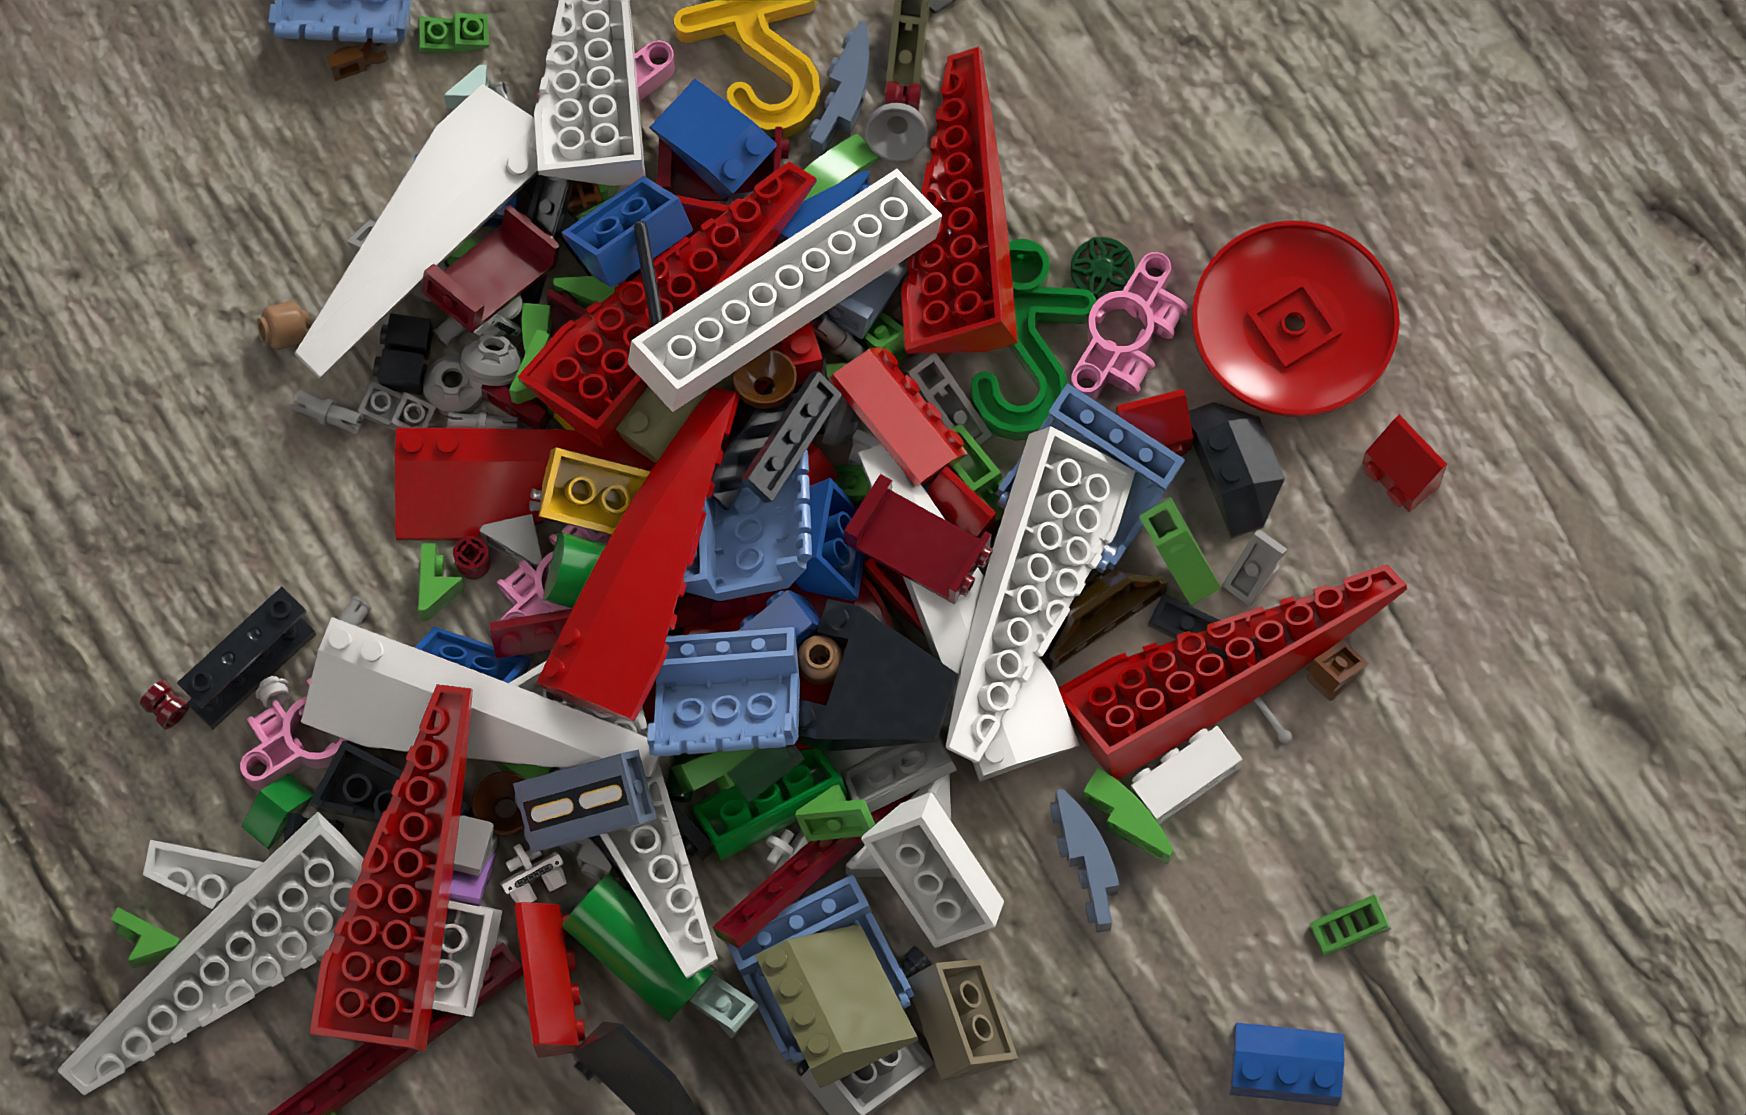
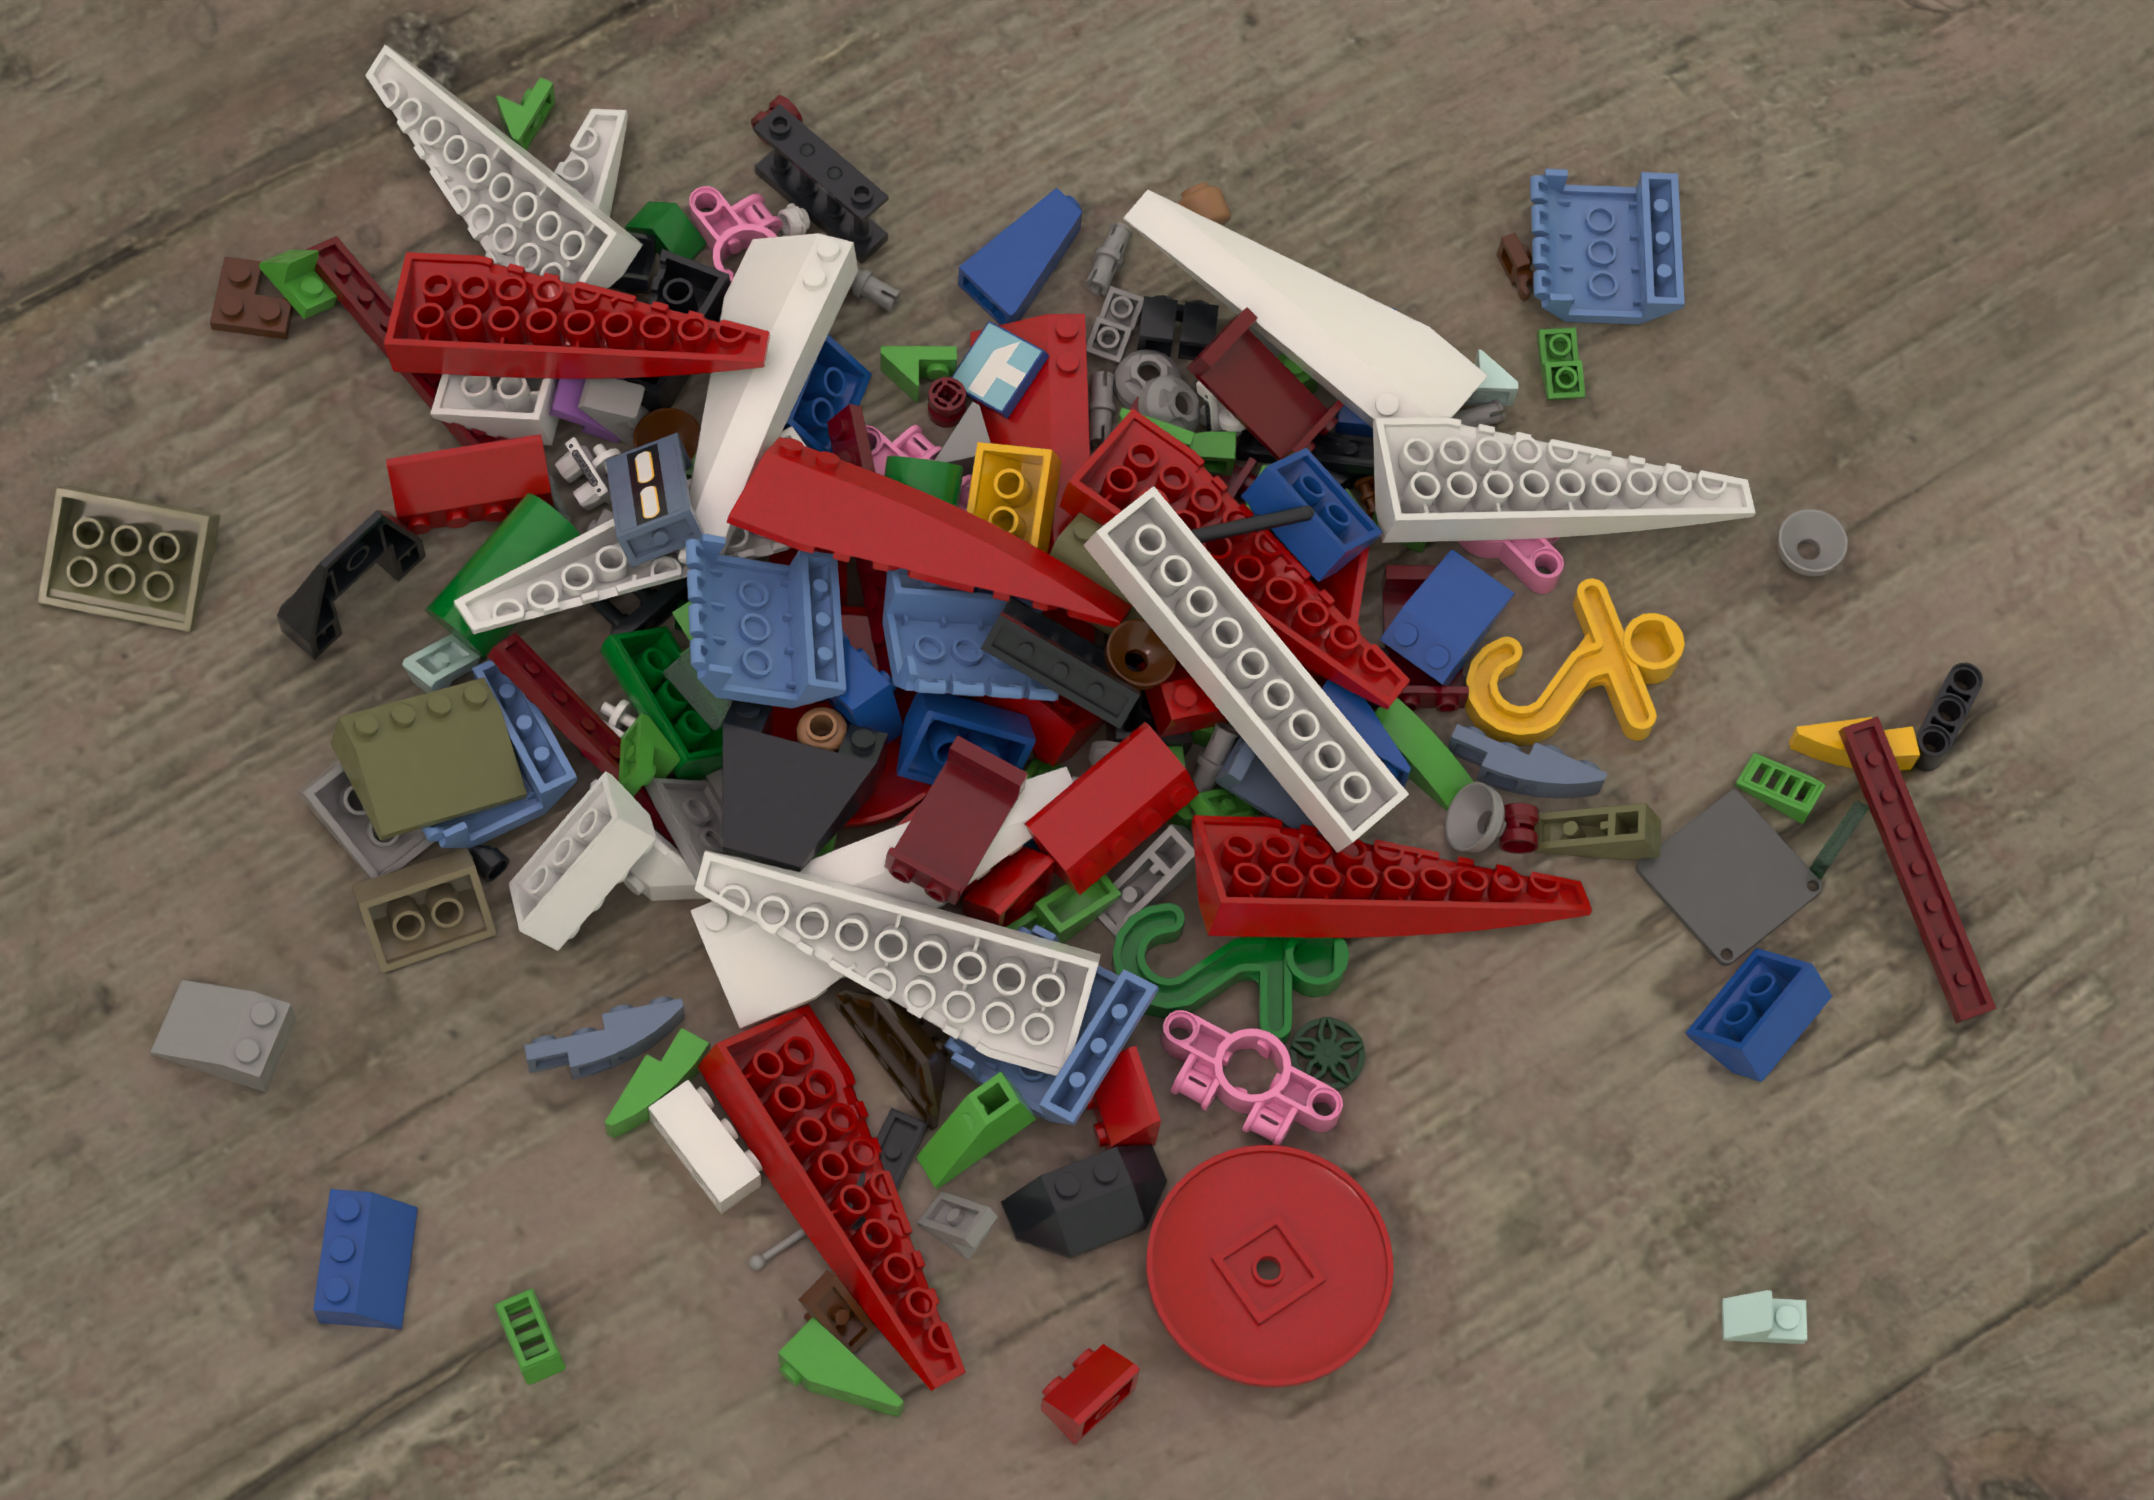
camera: 80 degrees right, 5 degrees down
(329, 489) = (1020, 259): none -> blue slope
(444, 508) = (999, 369): none -> tile
(1379, 678) = (833, 1371): none -> bright green slope

